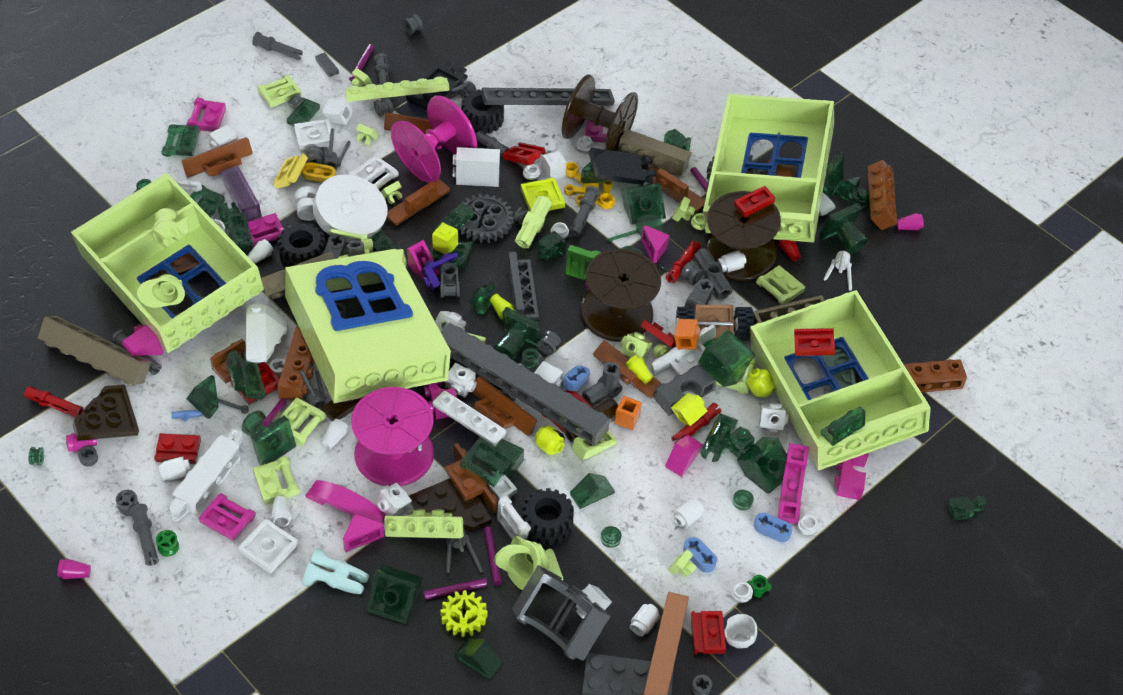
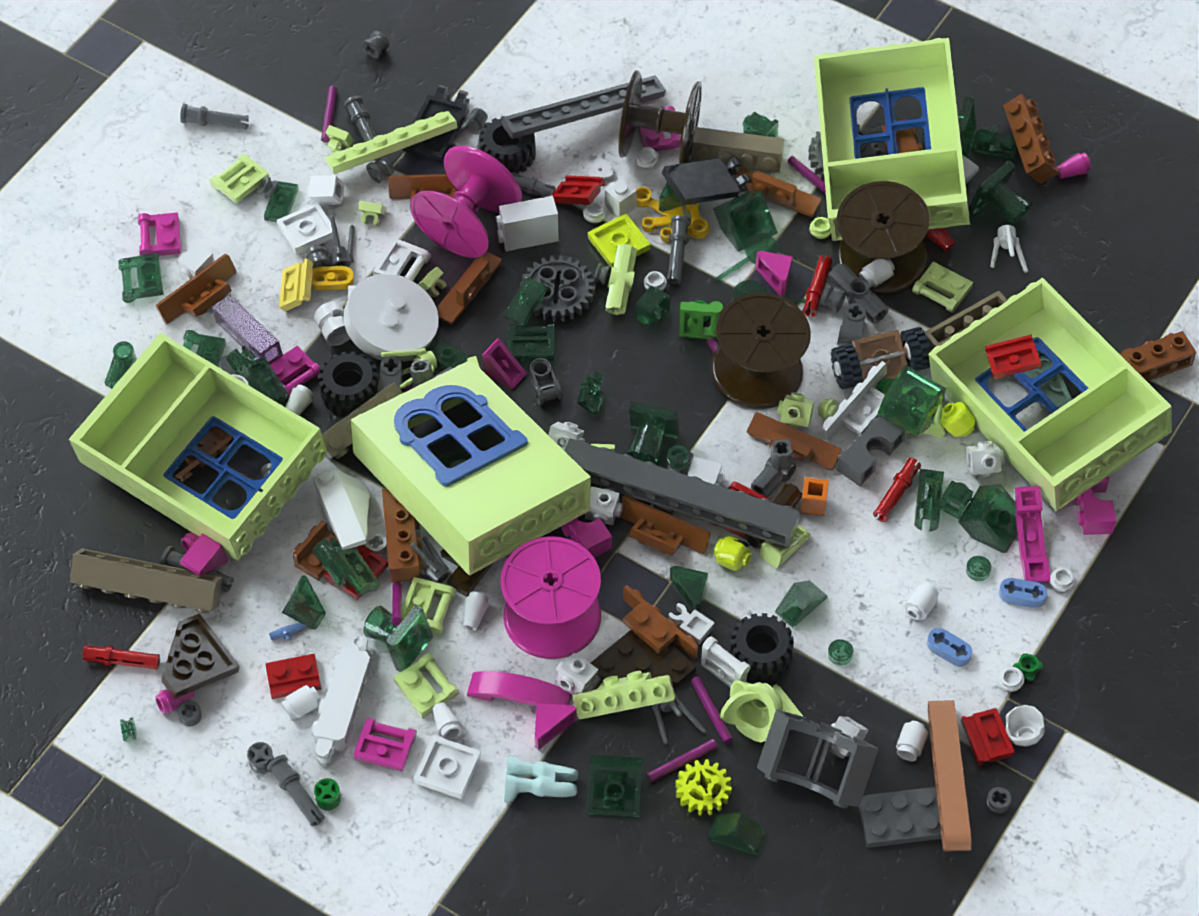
camera: 10 degrees left, 5 degrees up
(73, 569) = (228, 854): dark pink cone -> none
(161, 291) = (218, 489): yellowish green piece -> none
(167, 228) = (190, 407): yellowish green animal -> none
(189, 185) = (178, 335): white axle -> none
(244, 409) = (353, 606): dark grey hinge -> none
(326, 64) = (285, 126): dark grey piece -> none
(430, 279) = (520, 384): dark purple bracket -> none
(445, 238) = (523, 330): neon yellow brick -> none
(469, 418) = (631, 550): white bracket -> none
(489, 457) = (674, 594): clear green plate -> none
(500, 304) = (618, 399): neon yellow cone -> none
(518, 289) = (629, 371): dark grey fence -> none
(548, 342) = (690, 431): dark grey wheel -> none
(576, 378) = (741, 469): medium blue beam -> none
(639, 367) = (811, 437): neon yellow cone -> none
(656, 330) = (814, 383): red plate -> none
(683, 210) = (796, 217): yellowish green tile -> none
(683, 455) = (894, 531): dark pink slope -> none
(683, 564) = (934, 663): yellowish green tile -> none
(687, 334) = (856, 381): orange brick -> none
(689, 409) = (885, 473): neon yellow brick -> none
(754, 201) = (890, 193): red plate -> none
(844, 426) = (1079, 454): clear green bracket -> none

